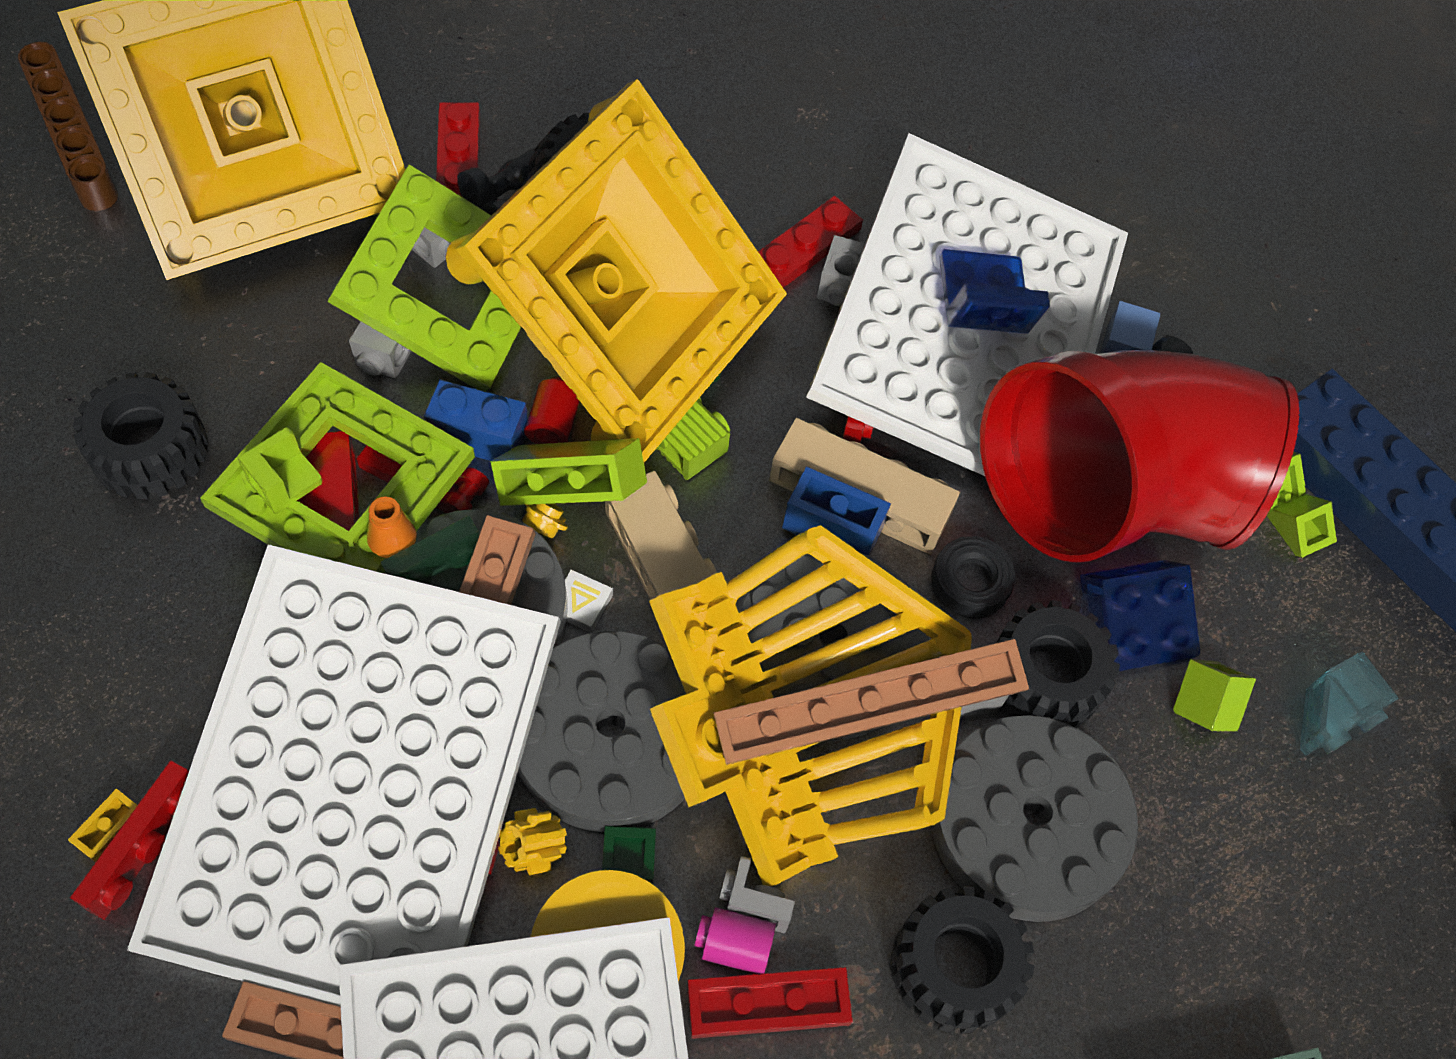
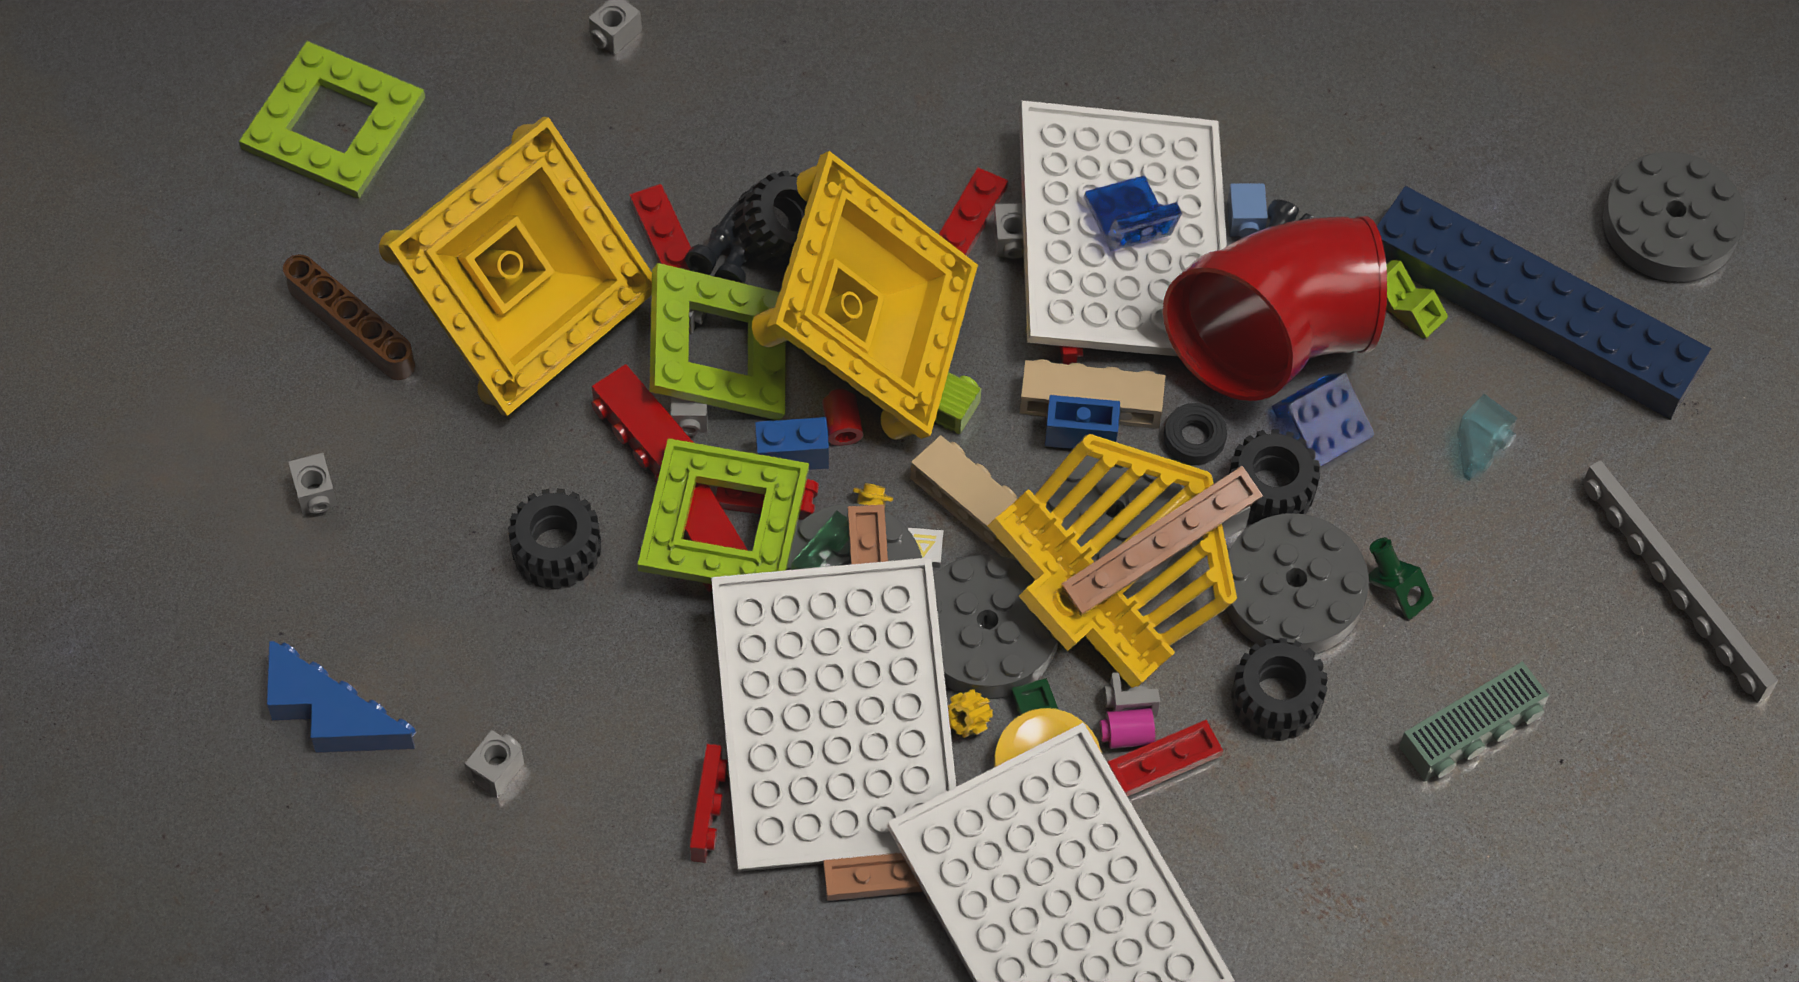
camera: 15 degrees left, 0 degrees up
(103, 825) = (680, 804): yellow piece -> none
(279, 470) = (687, 527): lime panel -> none
(314, 325) = (636, 417): none -> red brick
(389, 528) = (786, 539): orange cone -> none
(569, 472) = (882, 457): lime brick -> none
(1176, 857) = (1398, 577): none -> dark green bracket
(1214, 695) = (1392, 459): lime panel -> none

